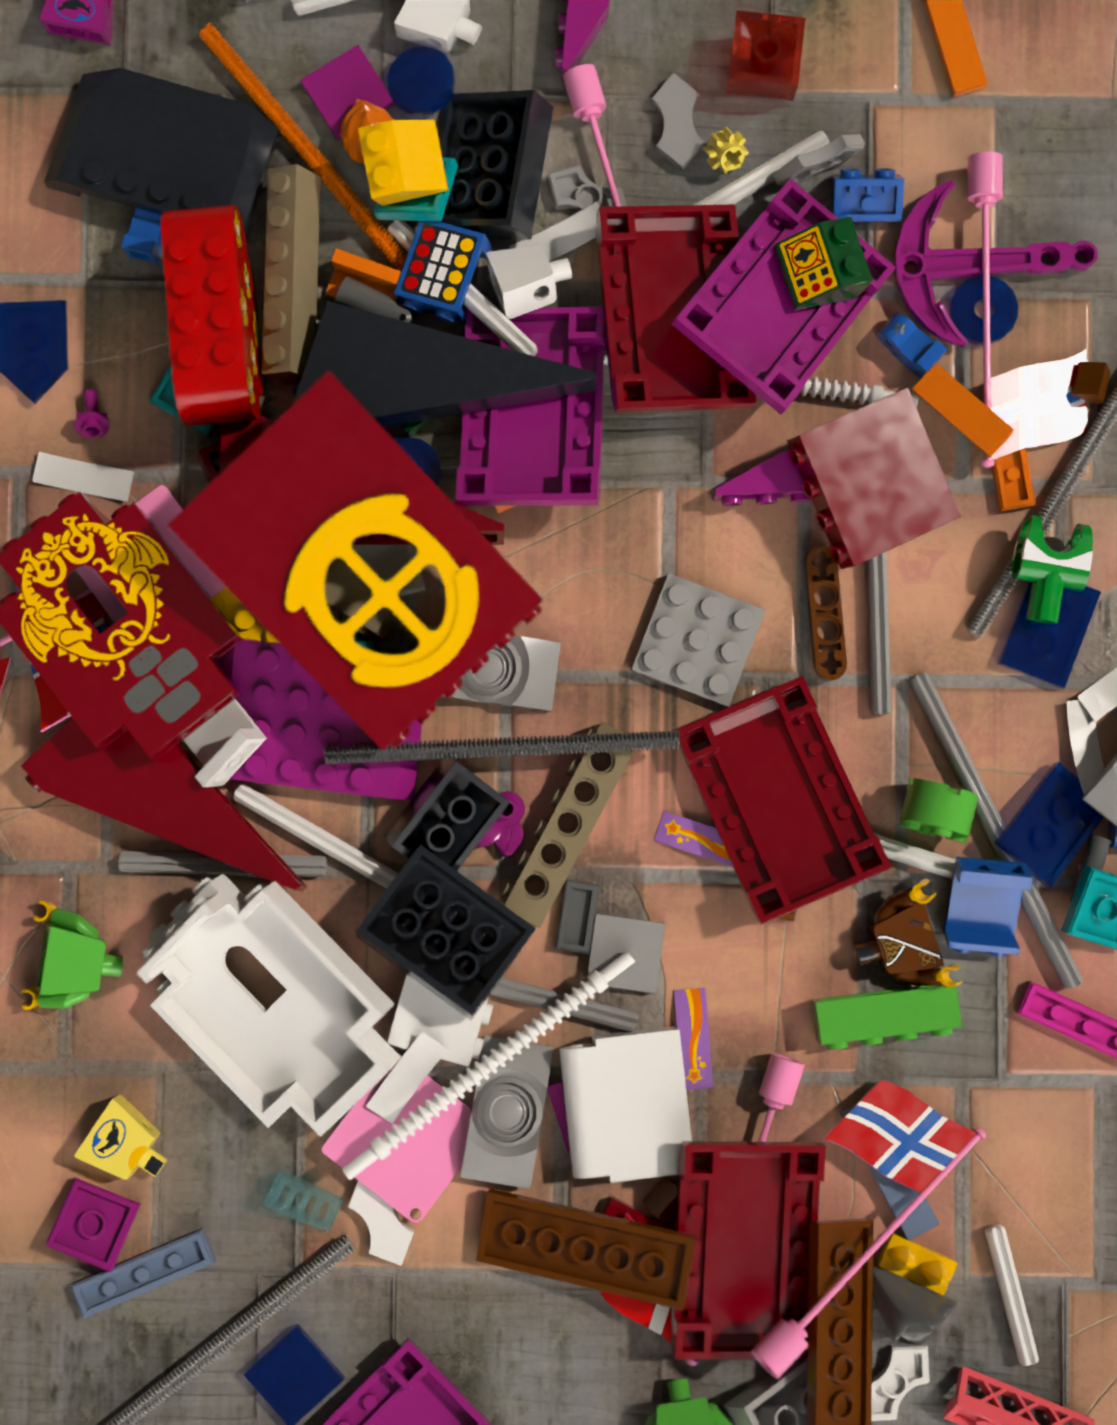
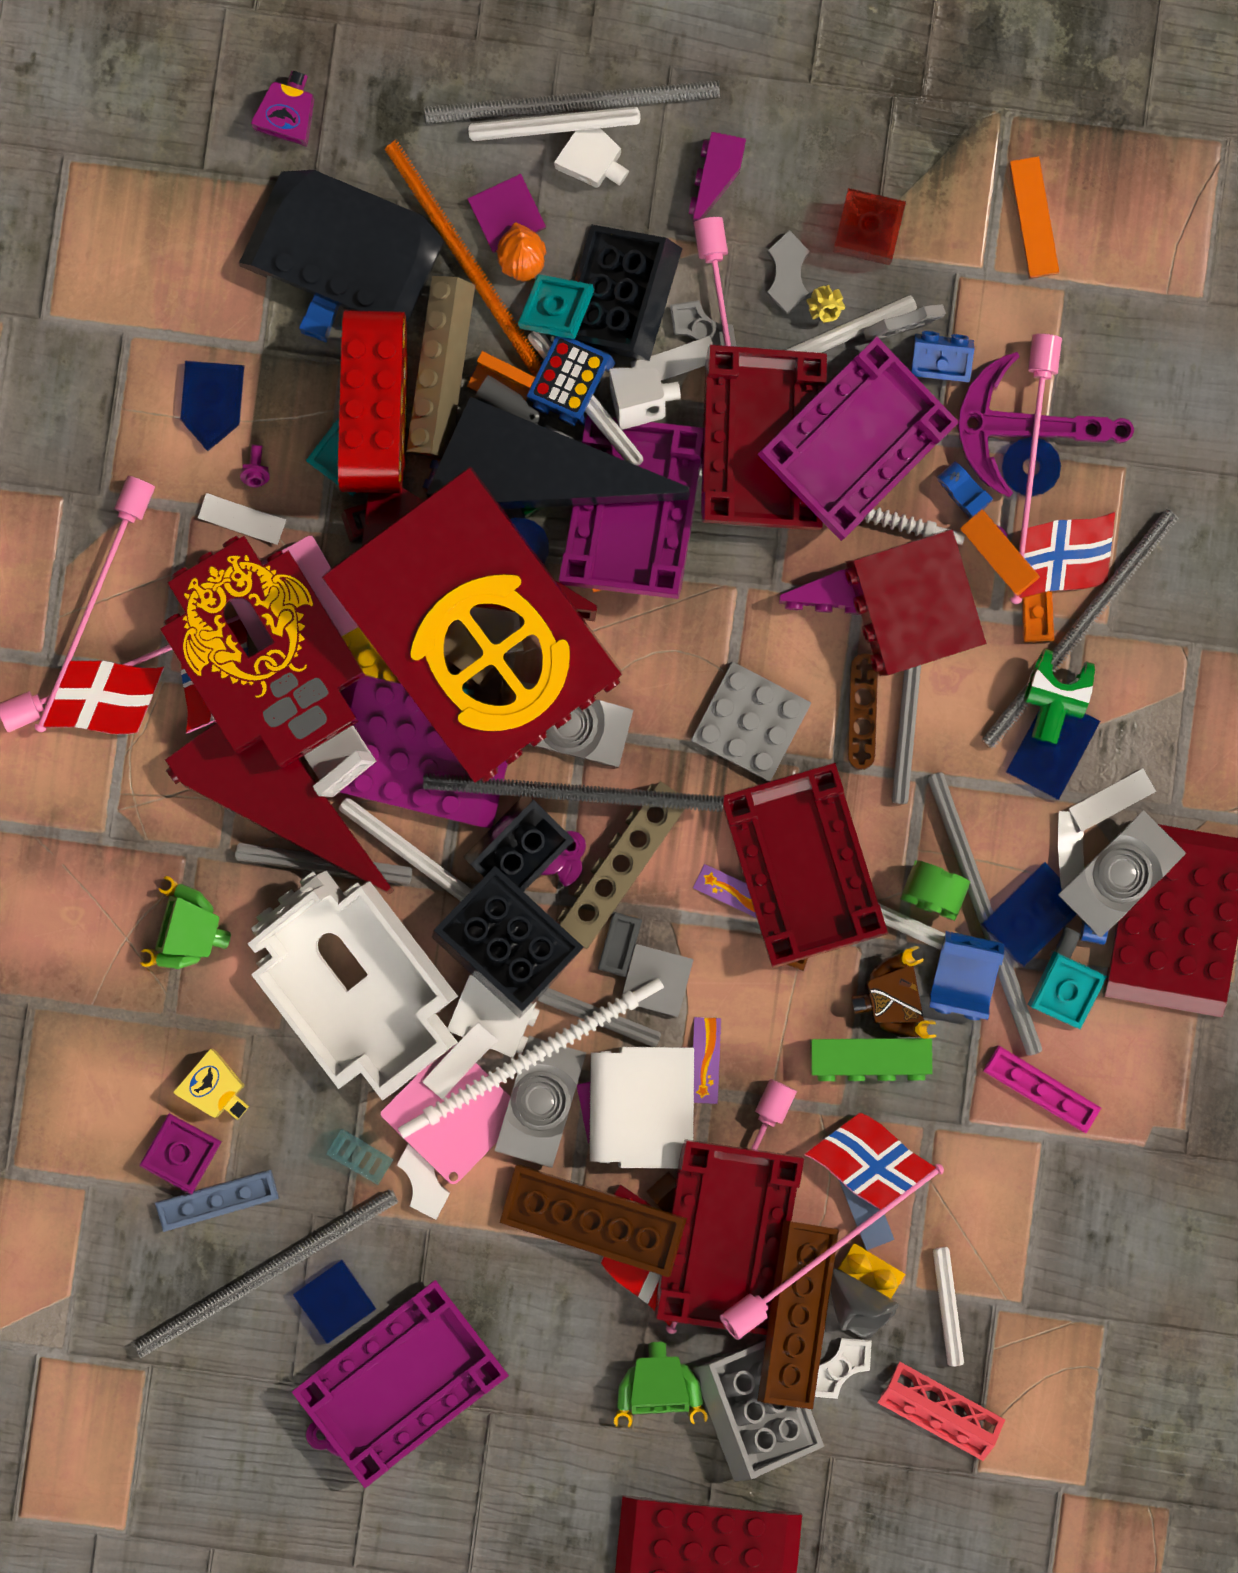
camera: 10 degrees right, 0 degrees up
(403, 160) = (548, 286): yellow slope -> none
(421, 80) = (571, 211): clear blue tile -> none
(823, 264) = (894, 415): slope -> none
(1091, 382) = (1115, 540): reddish brown slope -> none

